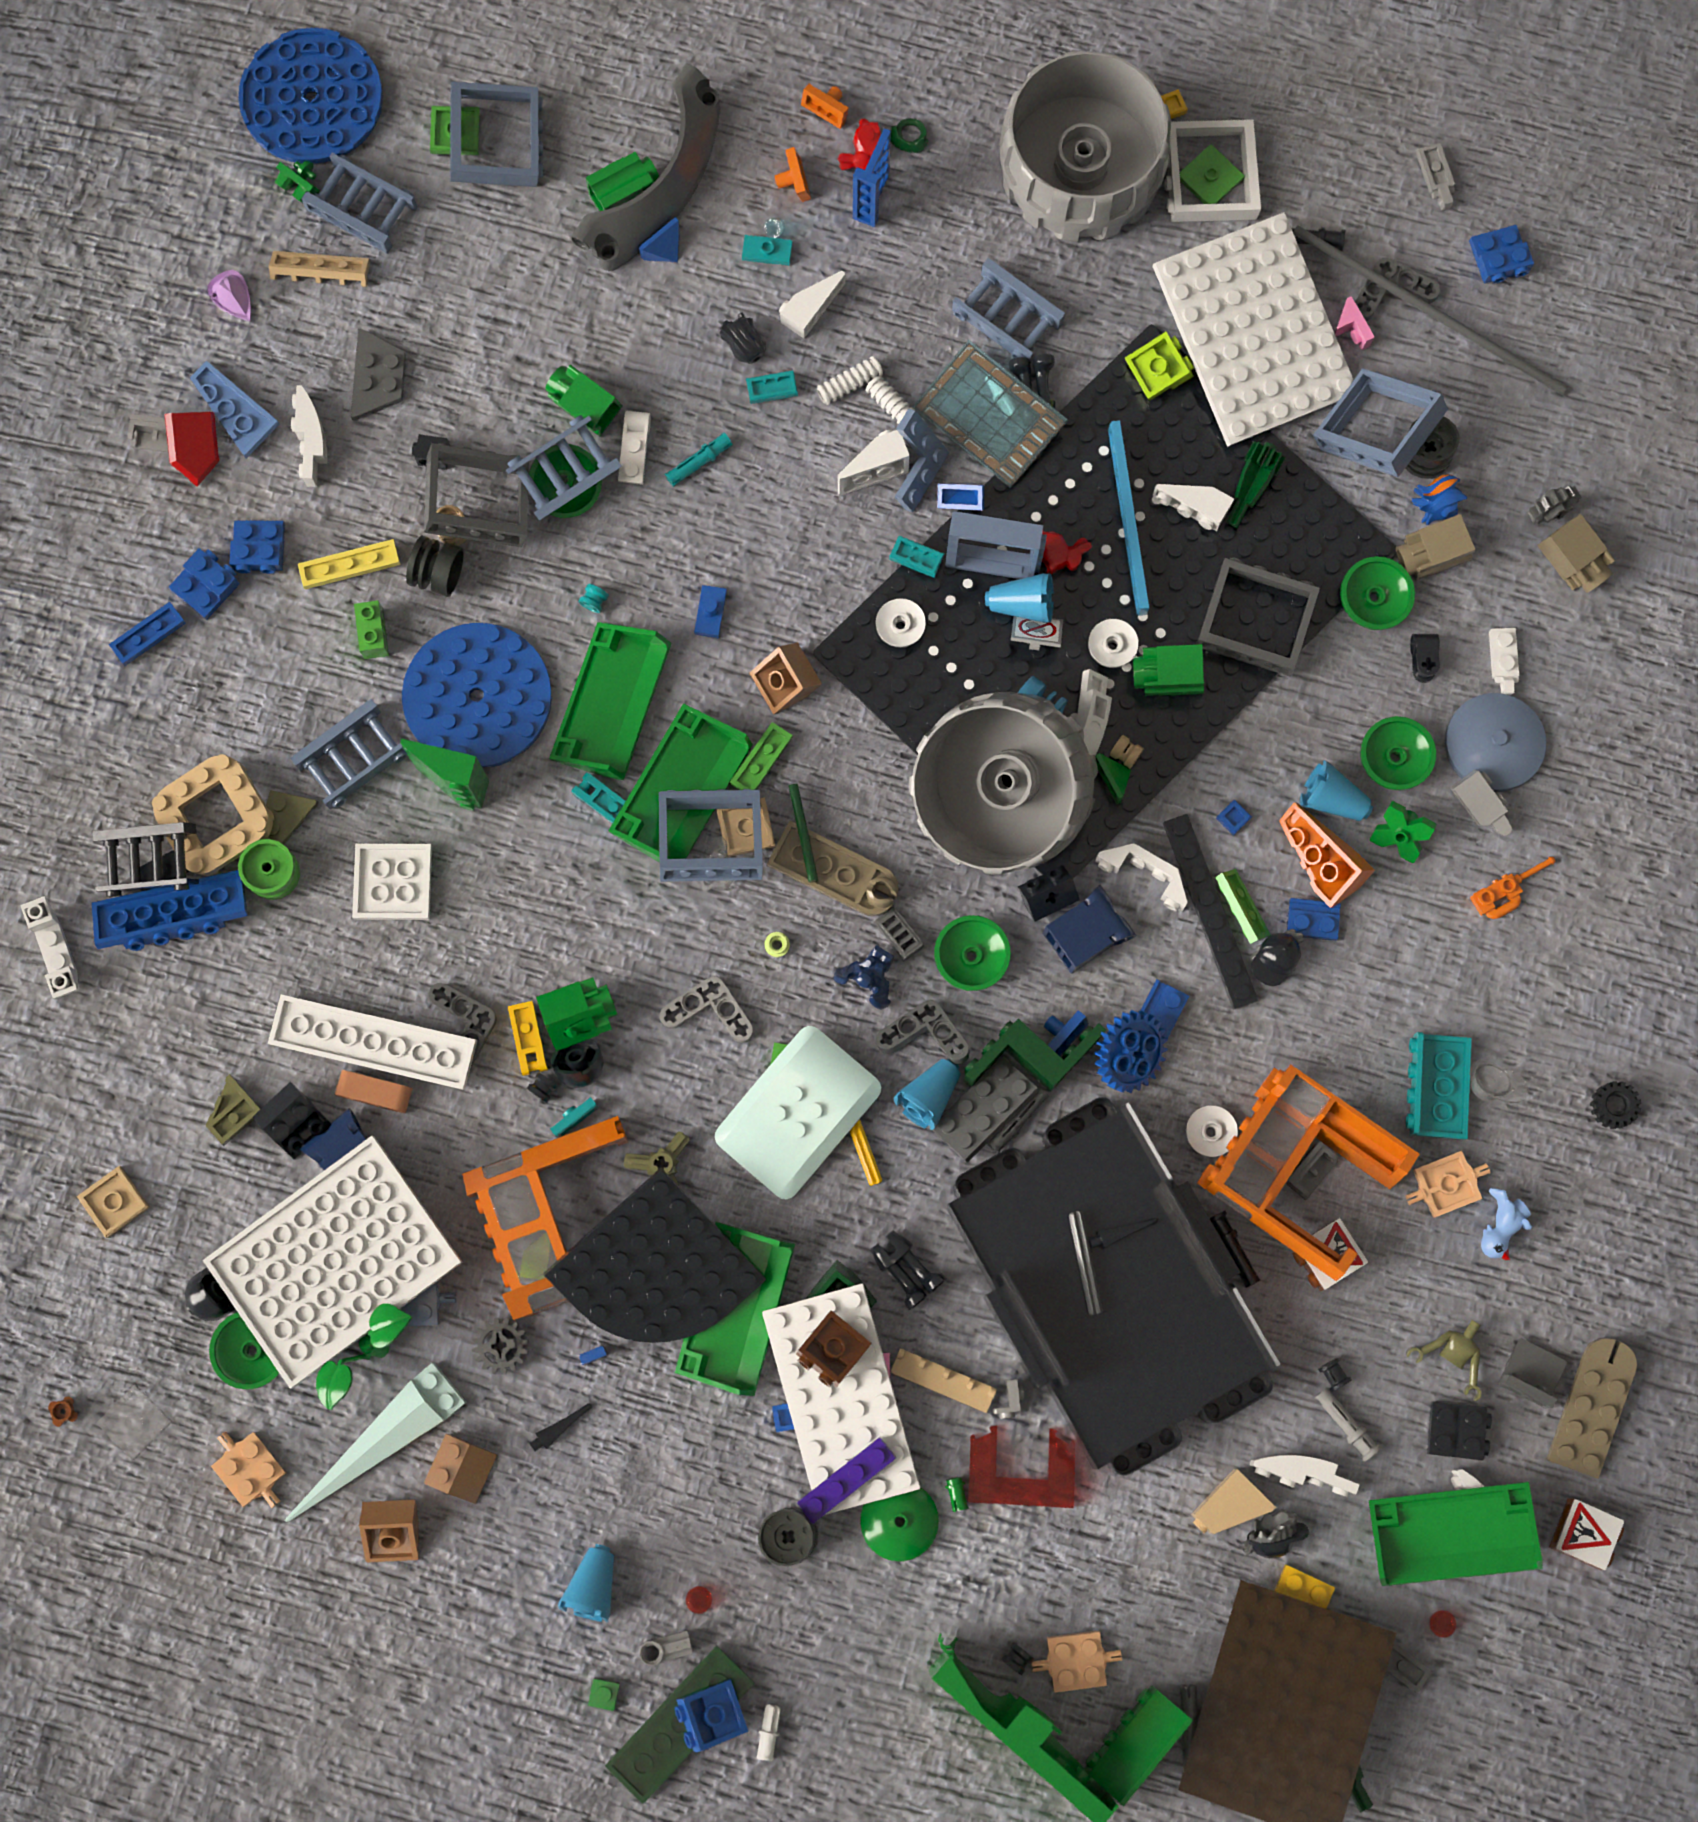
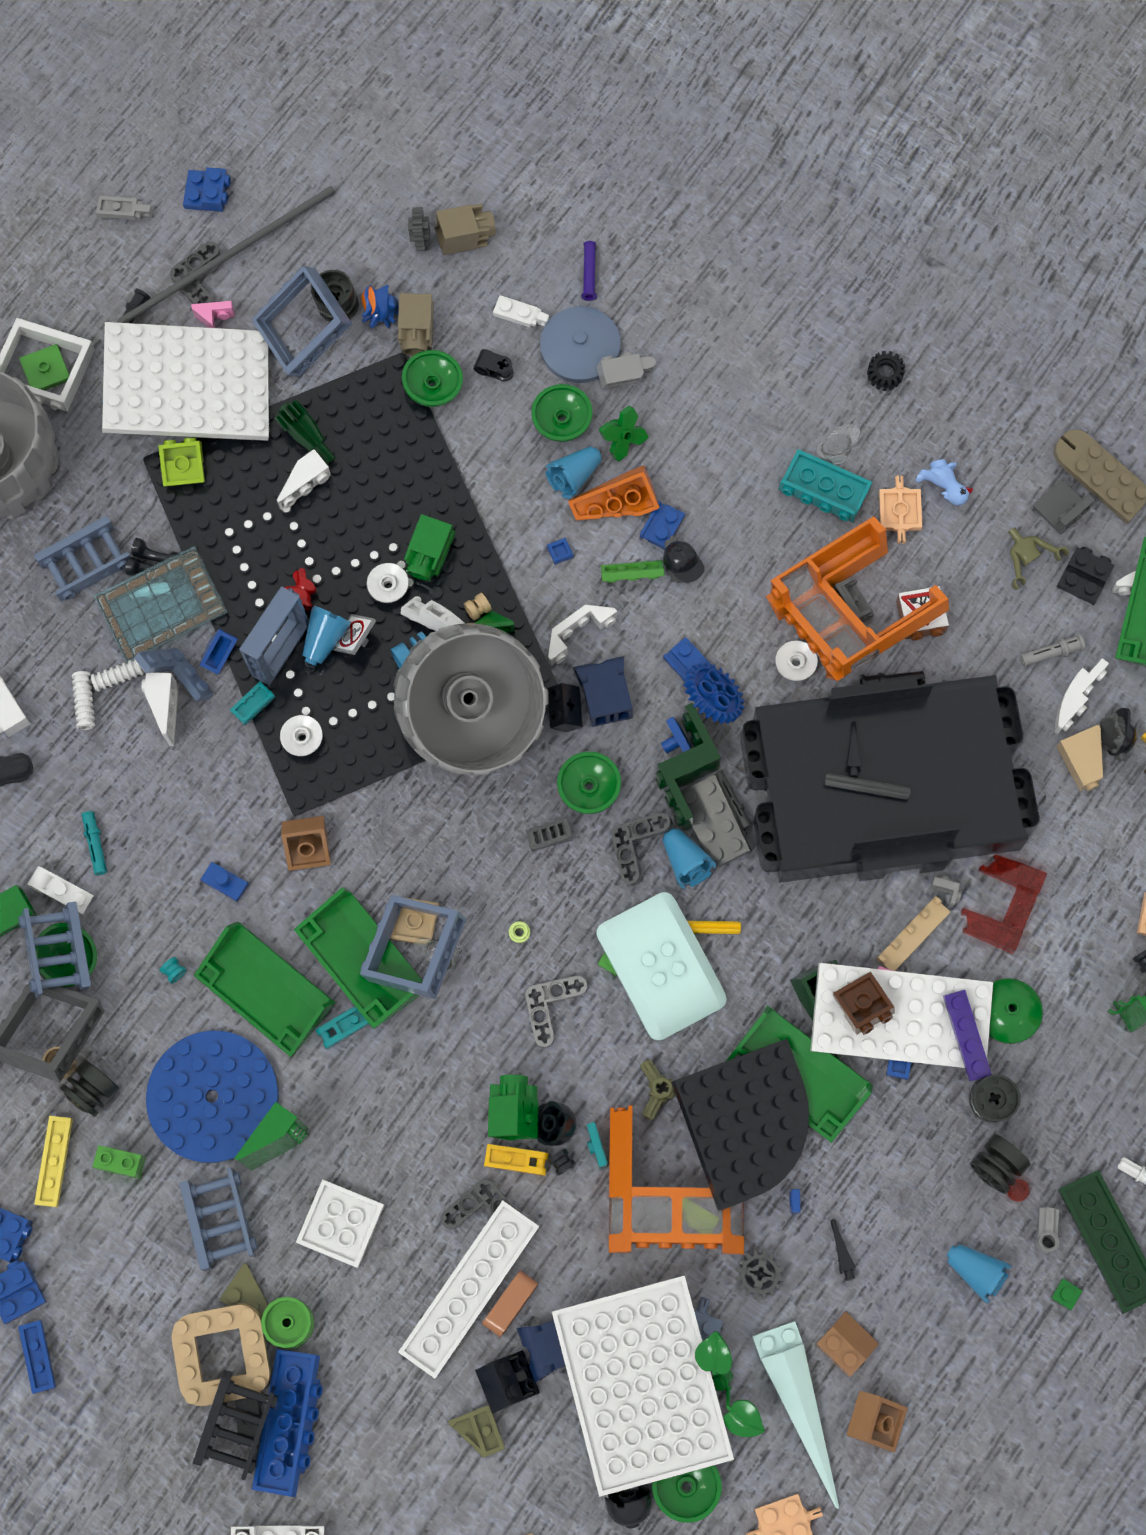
camera: 65 degrees left, 5 degrees down
(711, 1716) = (1114, 1211): blue plate -> none
(715, 1568) = (1001, 1161): none -> pearl dark grey wheel
(761, 758) = (363, 886): bright green plate -> none
(772, 387) = (60, 763): teal plate -> none
(803, 833) = (443, 876): dark green bar -> none
(840, 872) = (478, 864): dark tan plate -> none
(870, 975) = (573, 868): dark blue animal -> none
(913, 1292) = (831, 916): black piece -> none
(957, 1493) = (1004, 958): green pin -> none
(1128, 518) = (293, 533): dark azure tile -> none
(1210, 912) = (626, 596): black plate -> none
(1245, 652) = (438, 488): dark grey window -> none
(1334, 1374) = (1013, 645): black bush -> none
(1507, 886) = (693, 379): orange piece -> none
(1590, 716) = (589, 271): none -> dark purple pin

